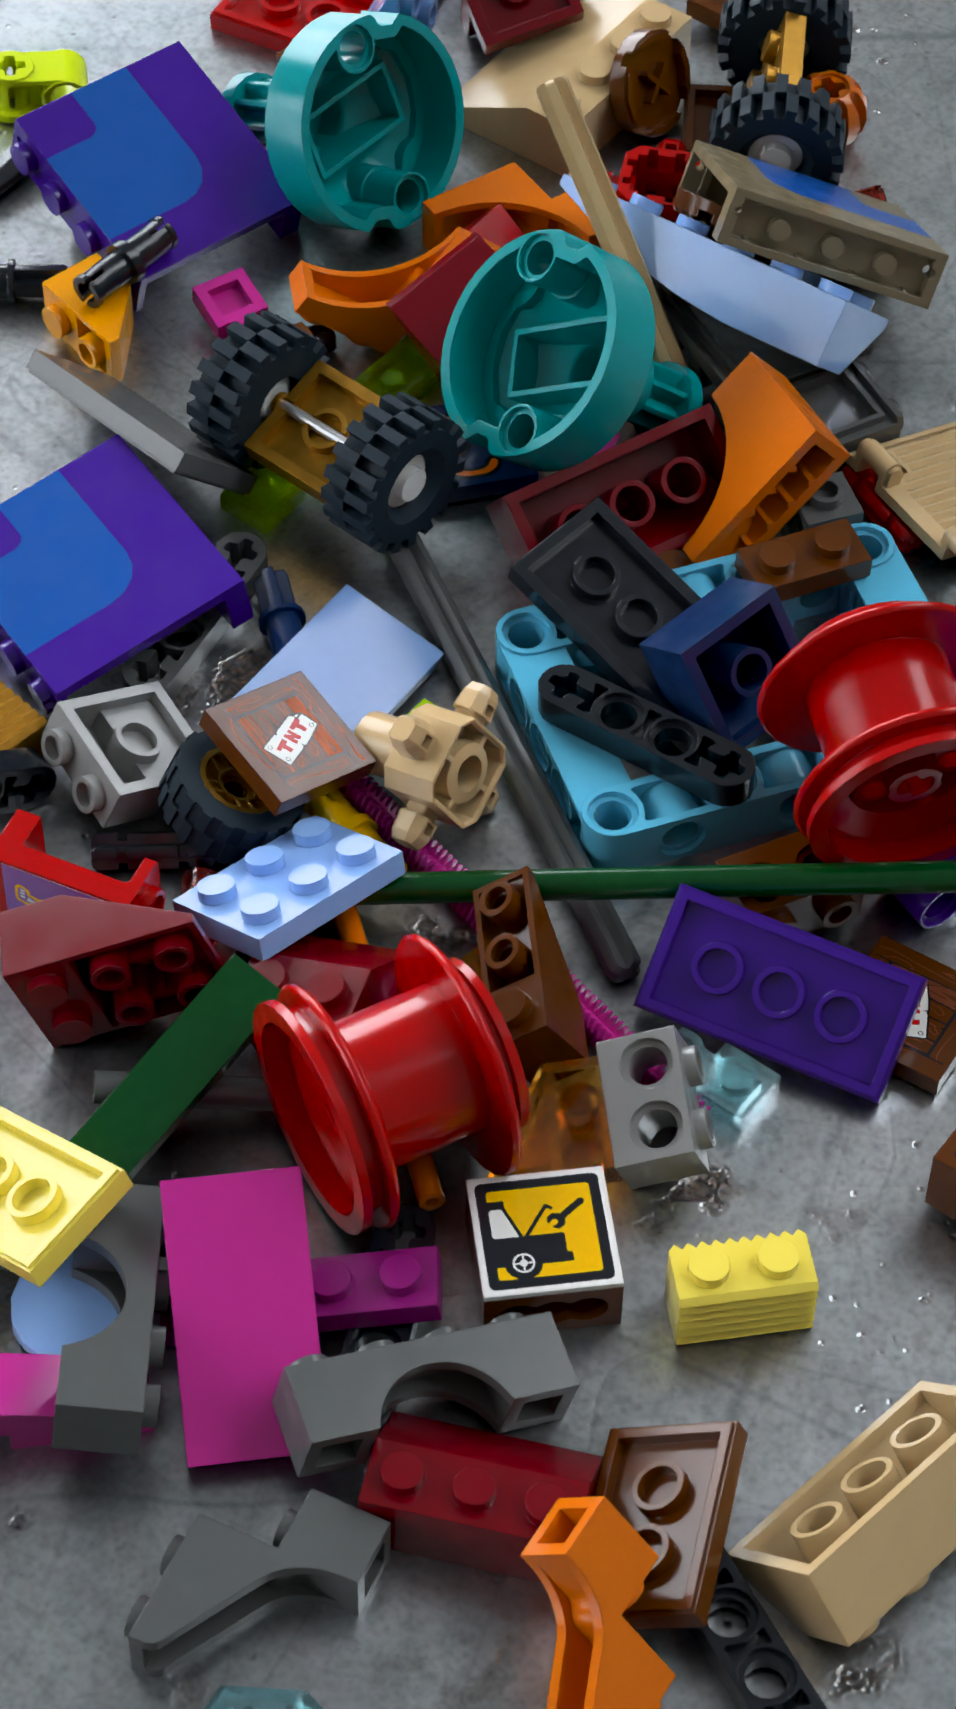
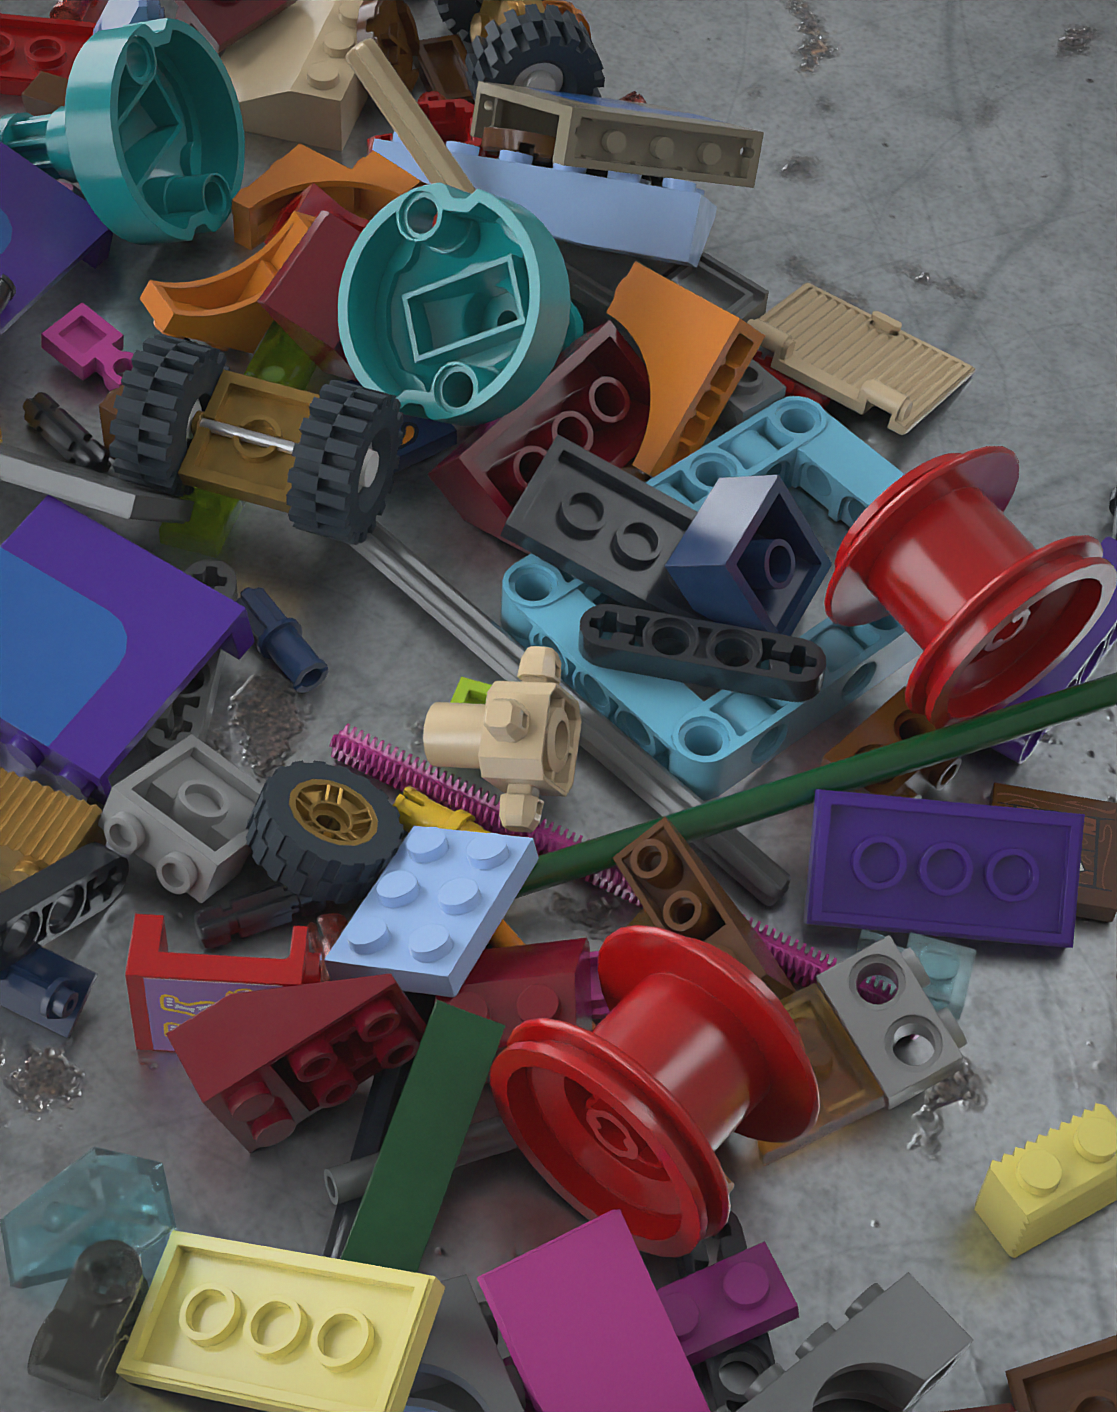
camera: 25 degrees left, 0 degrees up
(174, 379) = (65, 433): none -> black axle
(287, 743) = (369, 761): tile -> none
(354, 658) = (369, 696): tile -> none
(545, 1247) = (854, 1206): piece -> none
(806, 560) = (759, 444): reddish brown plate -> none

